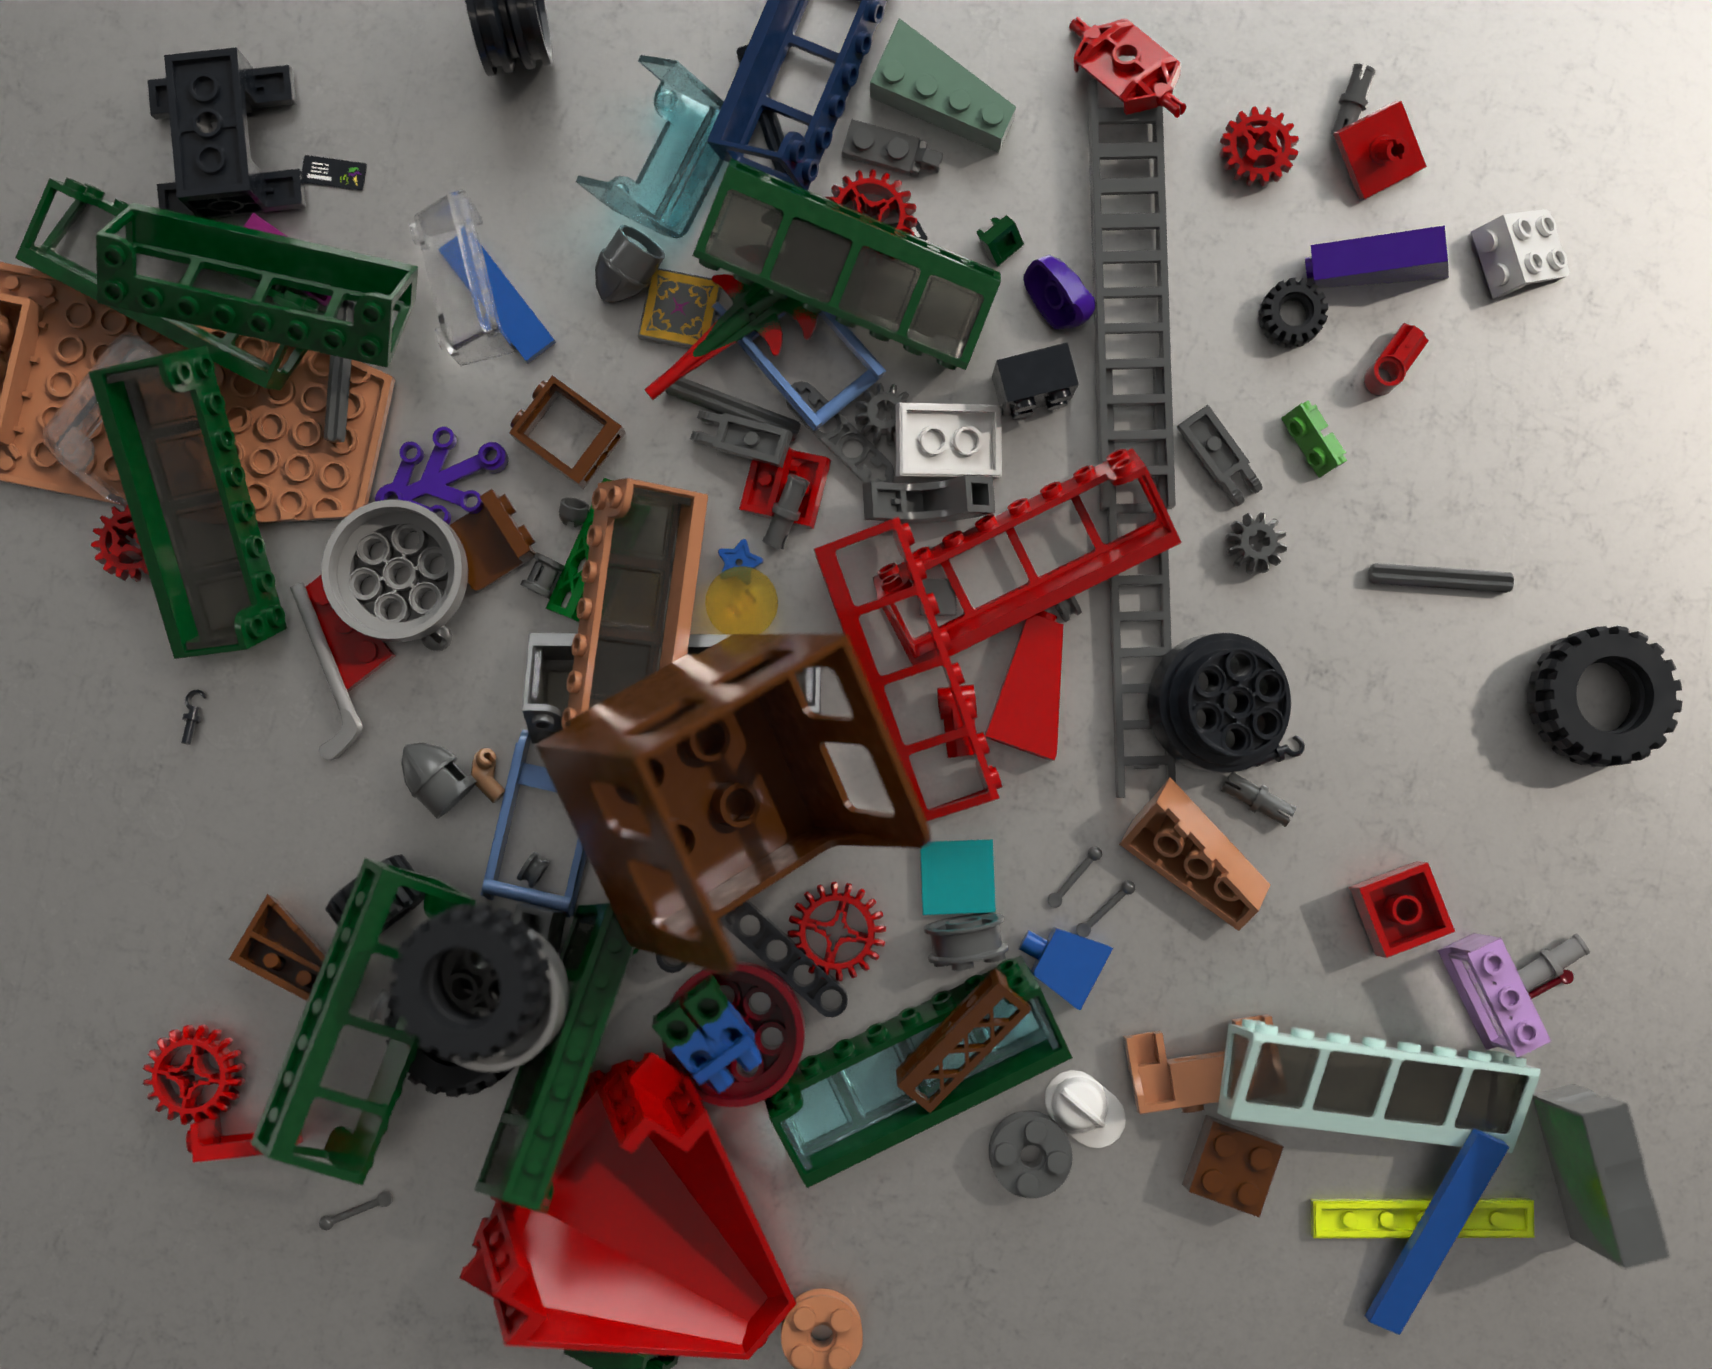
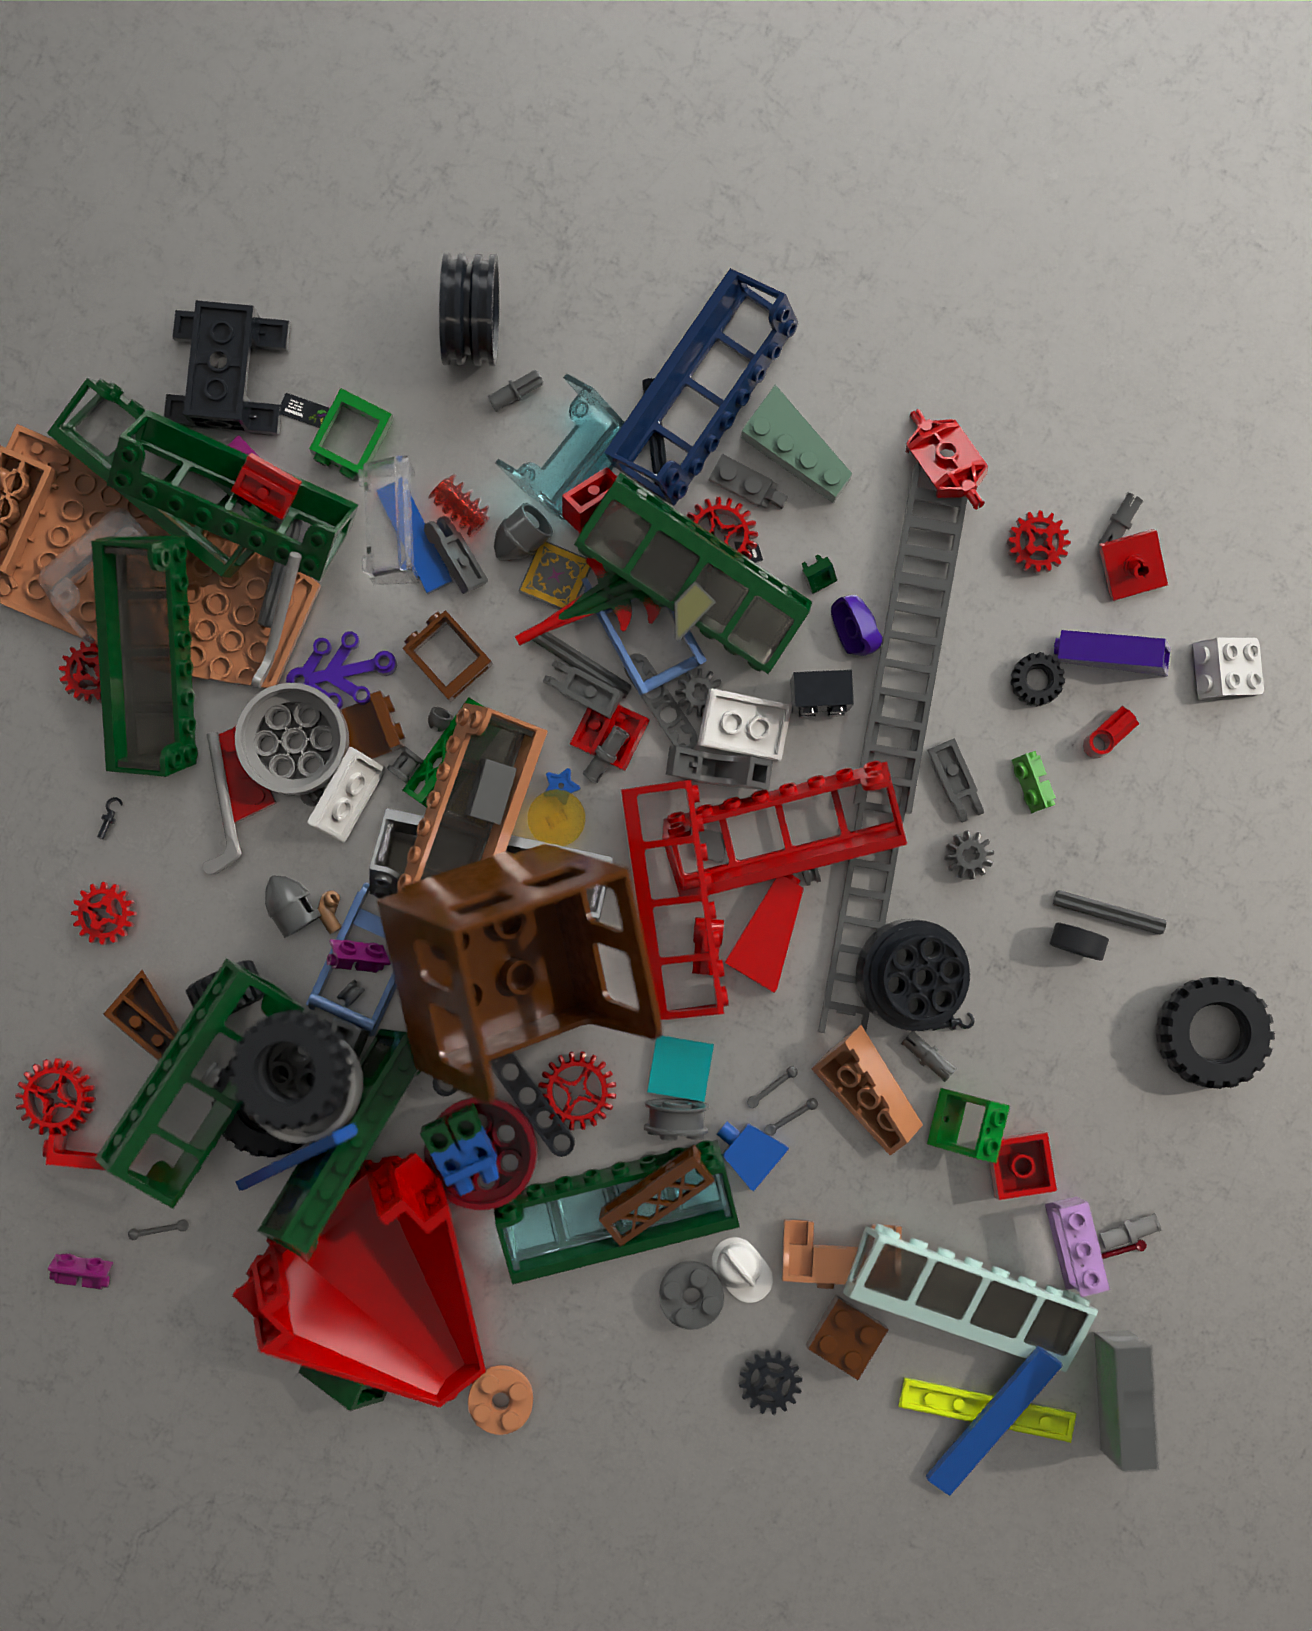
camera: 10 degrees right, 0 degrees up
(203, 848) = (98, 923): none -> red gear
(285, 1279) = (67, 1269): none -> magenta hinge
(298, 265) = (266, 486): none -> red plate
(348, 427) = (278, 620): none -> light grey piece
(399, 152) = (364, 408): none -> green window
(477, 626) = (346, 795): none -> white tile
(506, 1087) = (297, 1157): none -> blue tile
(545, 246) = (460, 505): none -> clear red piece
(546, 820) = (369, 956): none -> magenta hinge
(551, 307) = (455, 554): none -> dark grey hinge
(583, 94) = (515, 390): none -> dark grey axle
(652, 583) = (490, 791): none -> dark grey hinge
(693, 203) = (584, 498): none -> red brick
(853, 306) = (690, 609): none -> olive tile
(1139, 1250) = (758, 1388): none -> black gear
(1298, 889) = (945, 1134): none -> green window
(1414, 619) = (1079, 941): none -> black tyre

